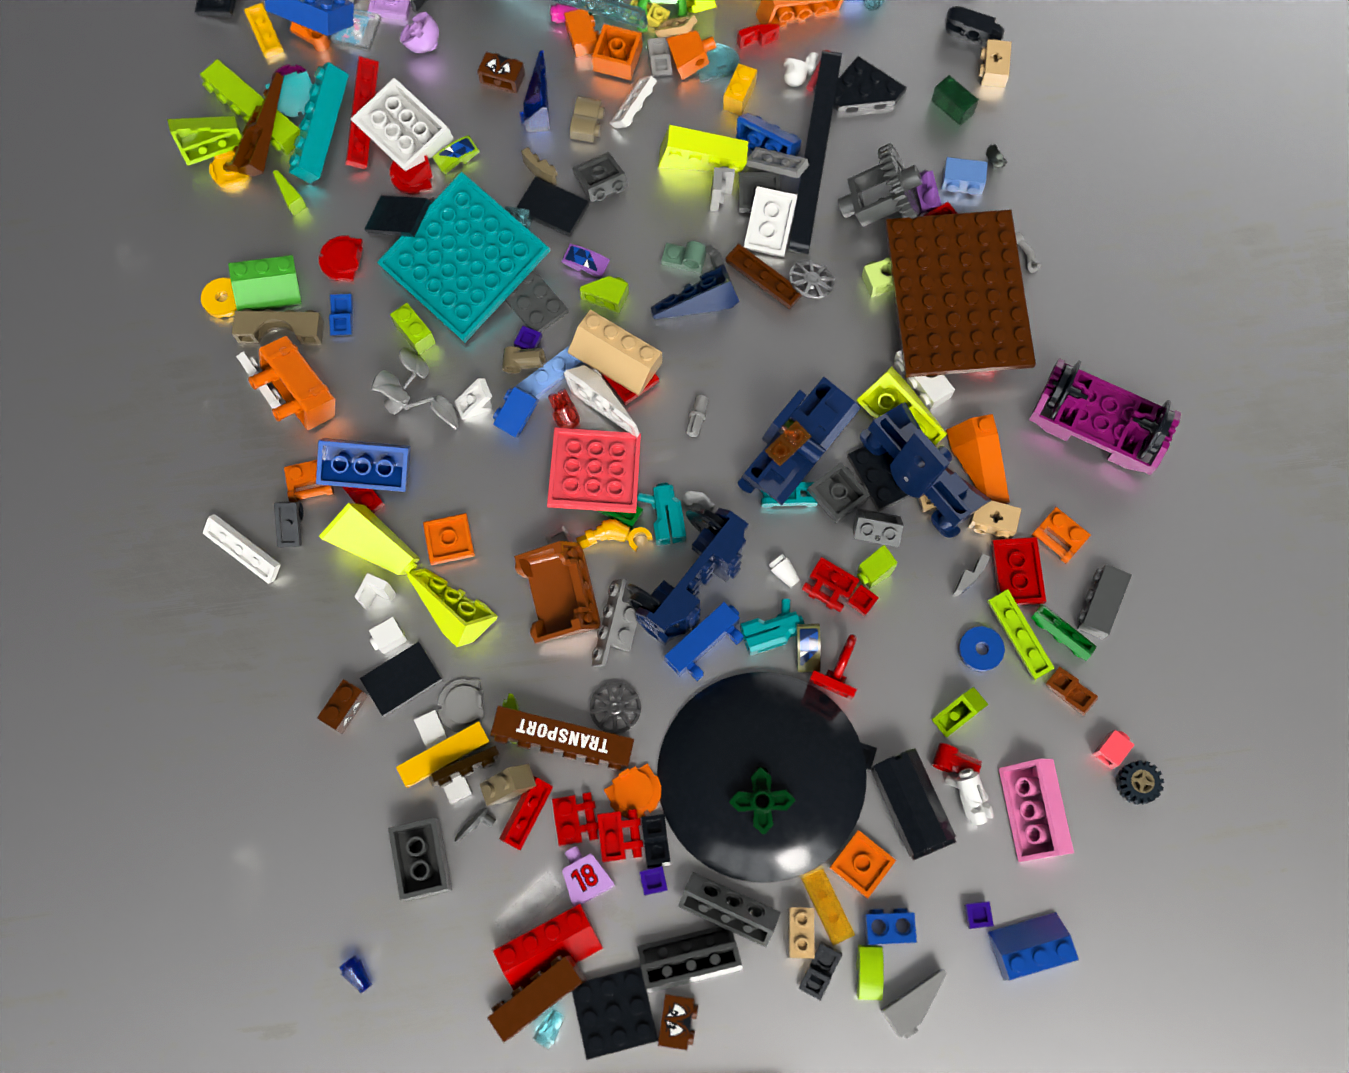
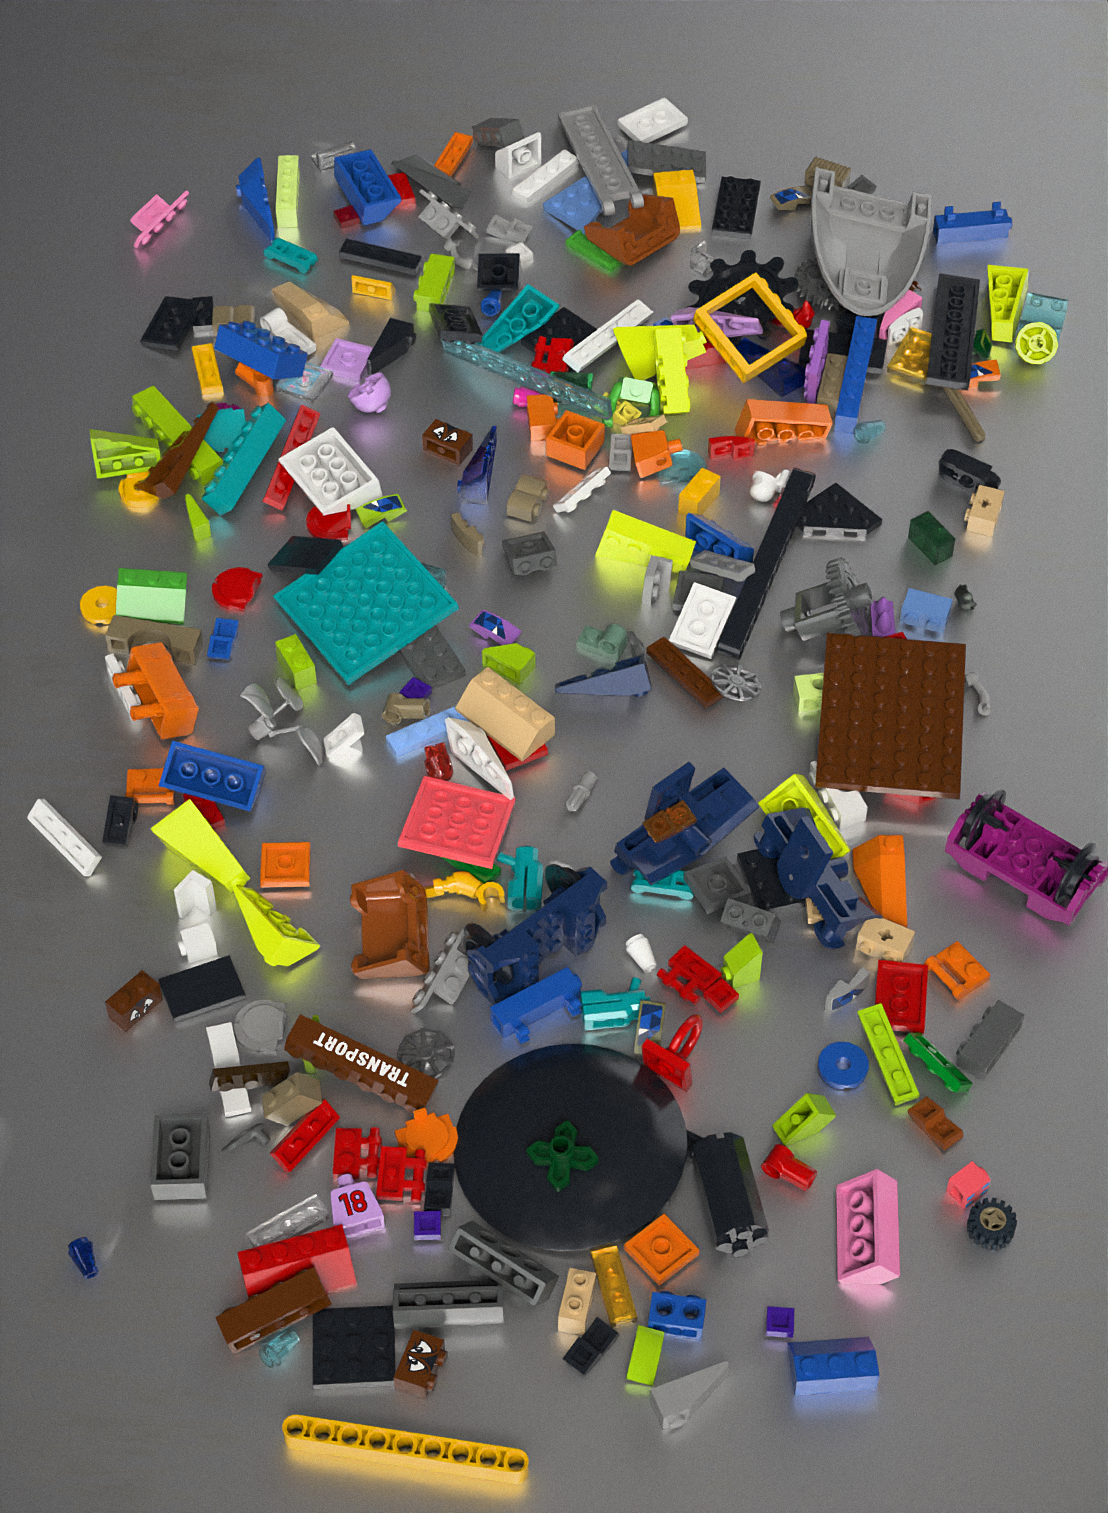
camera: 10 degrees right, 20 degrees down
(443, 754) = (199, 1071): yellow tile -> none
(515, 411) = (386, 753): blue brick -> none
(553, 206) = (474, 574): black tile -> none
(972, 796) = (798, 1200): white piece -> none

